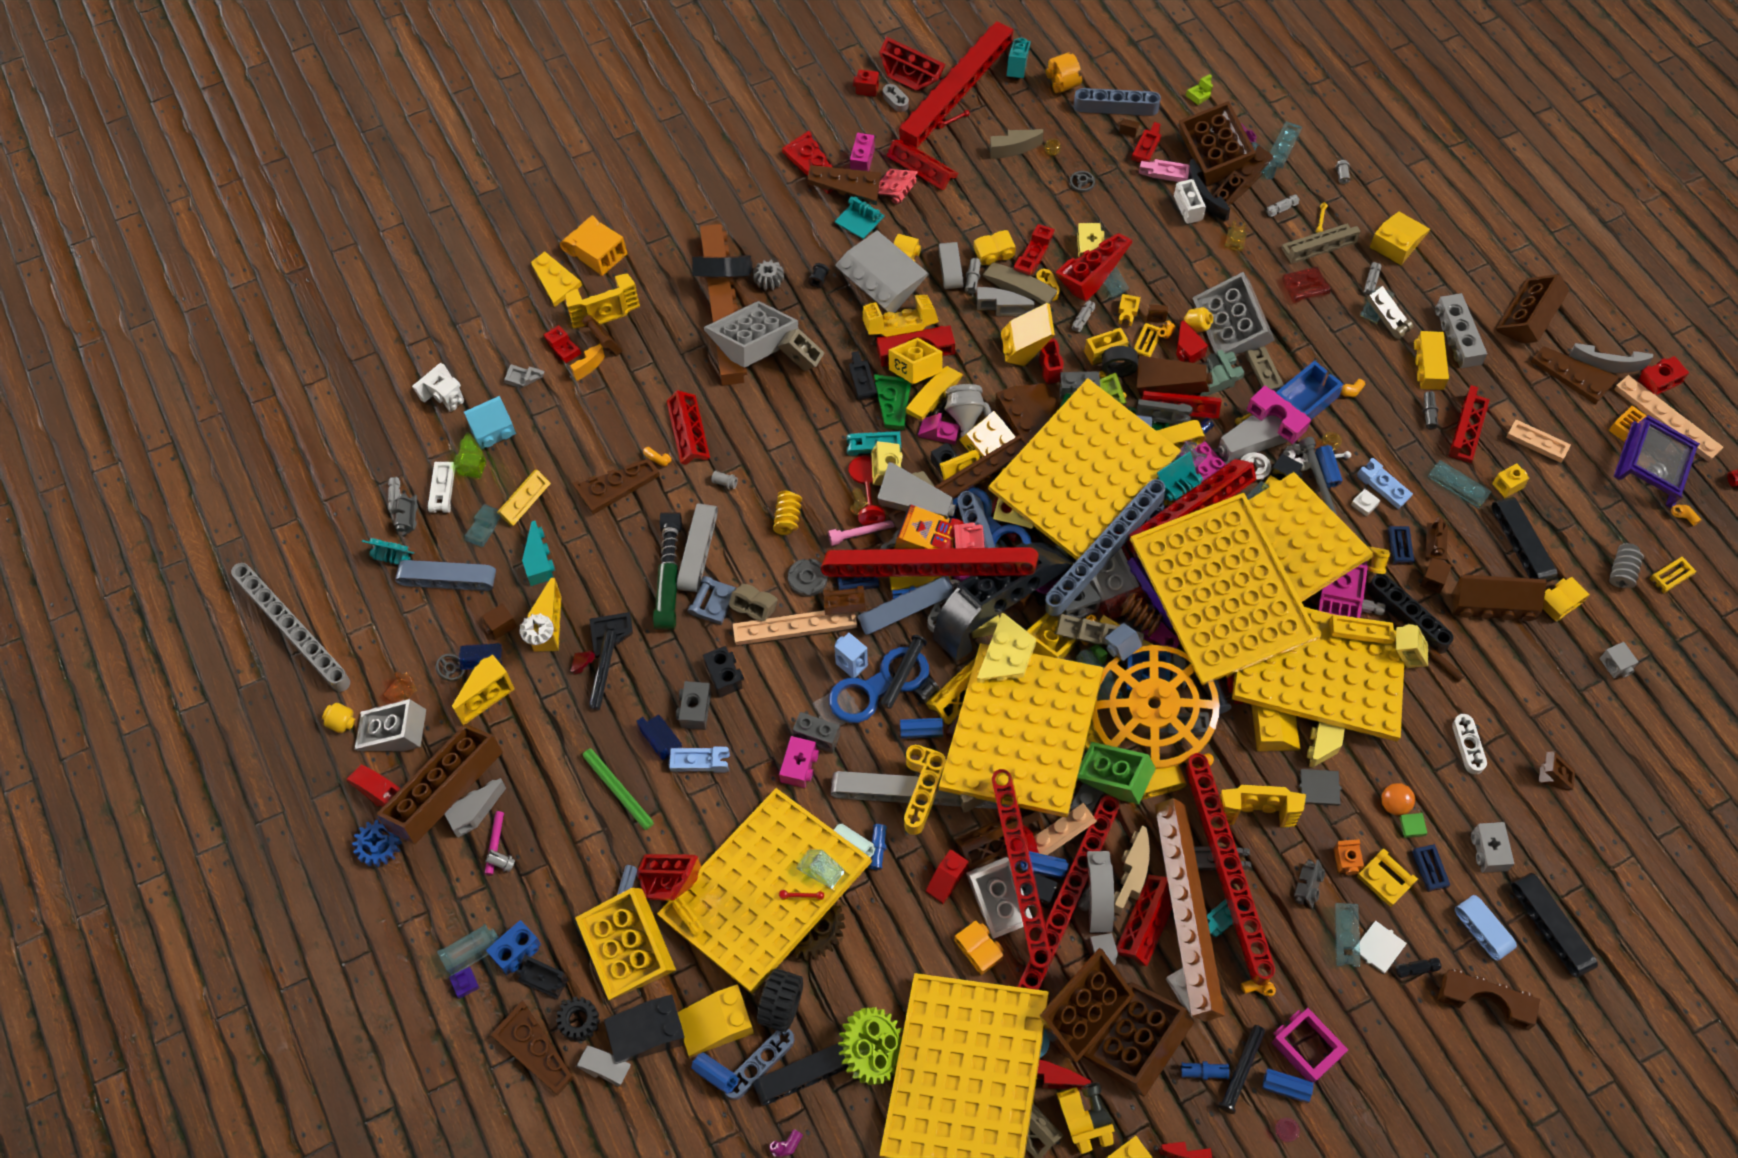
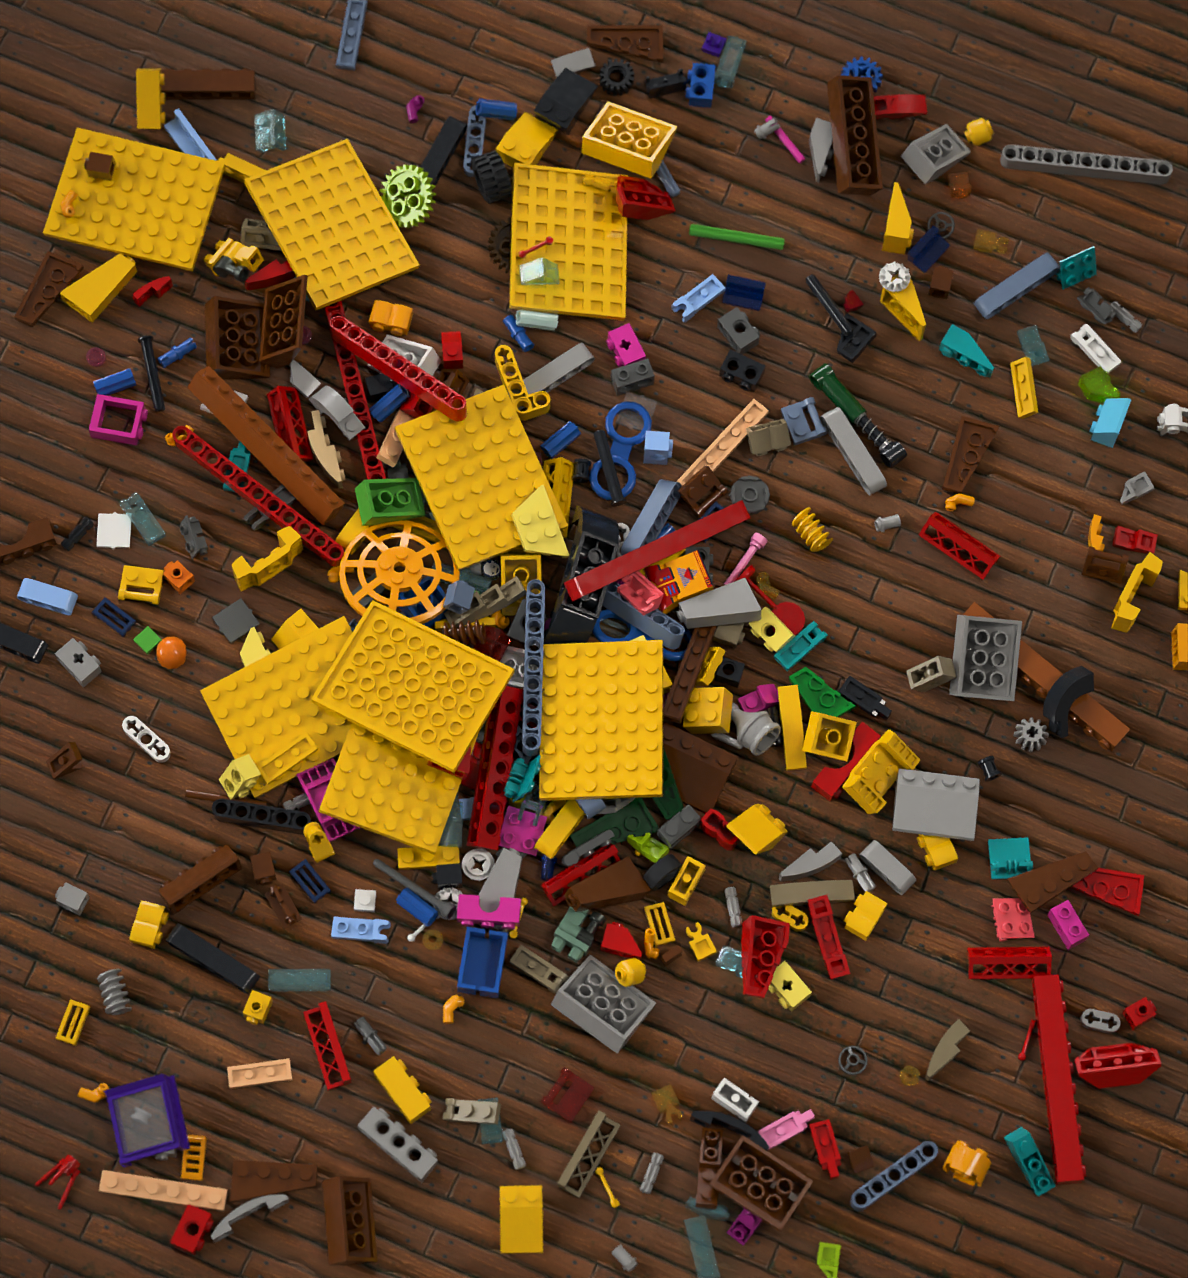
camera: 135 degrees right, 10 degrees up
(428, 629) = (987, 240): none -> clear yellow plate

